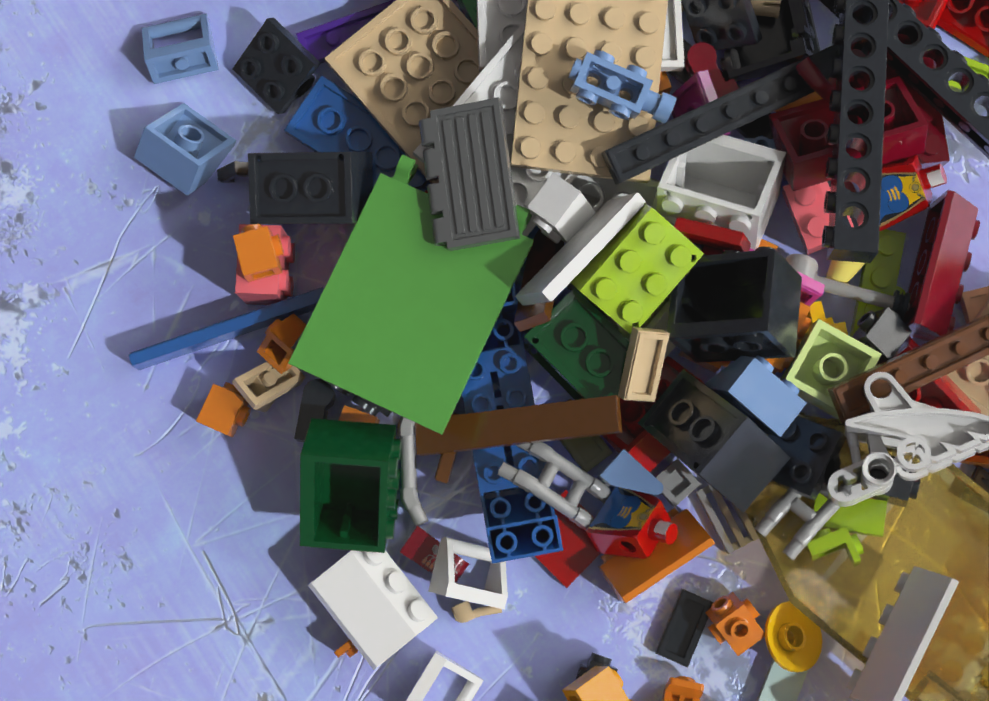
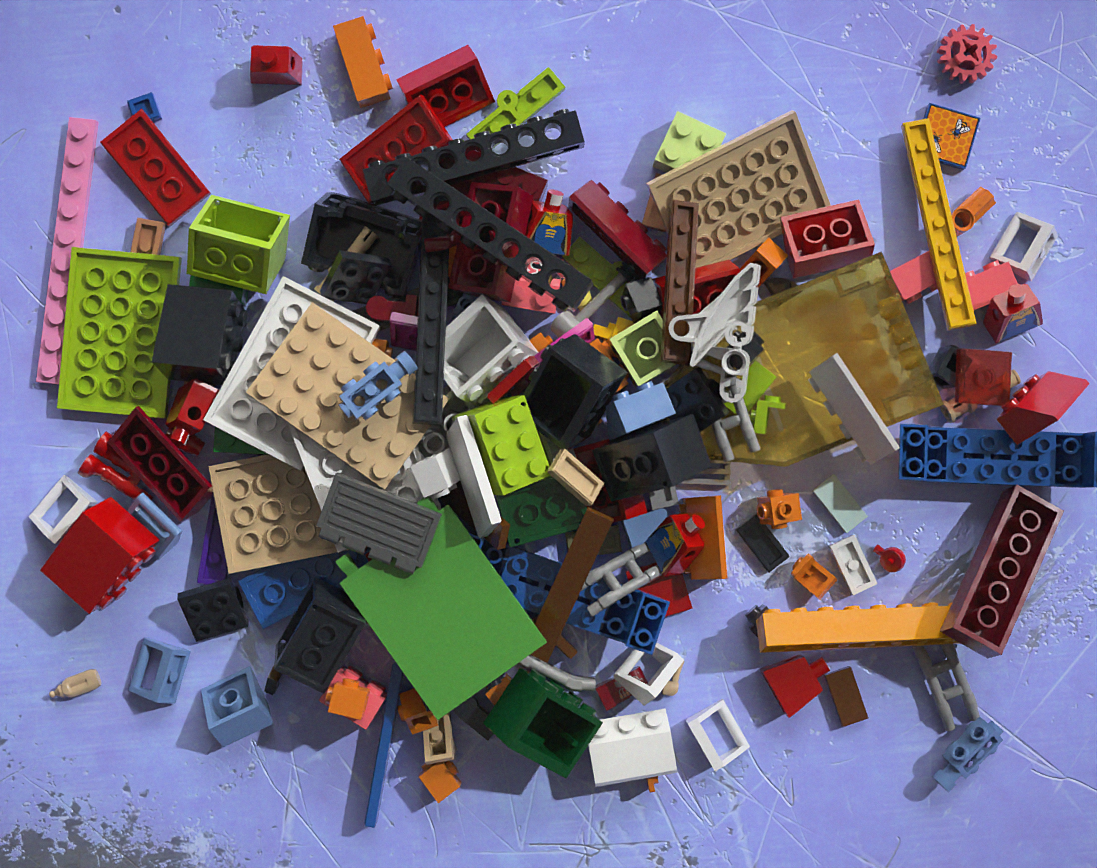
camera: 70 degrees left, 5 degrees up
(792, 638) = (815, 468): yellow dish -> none

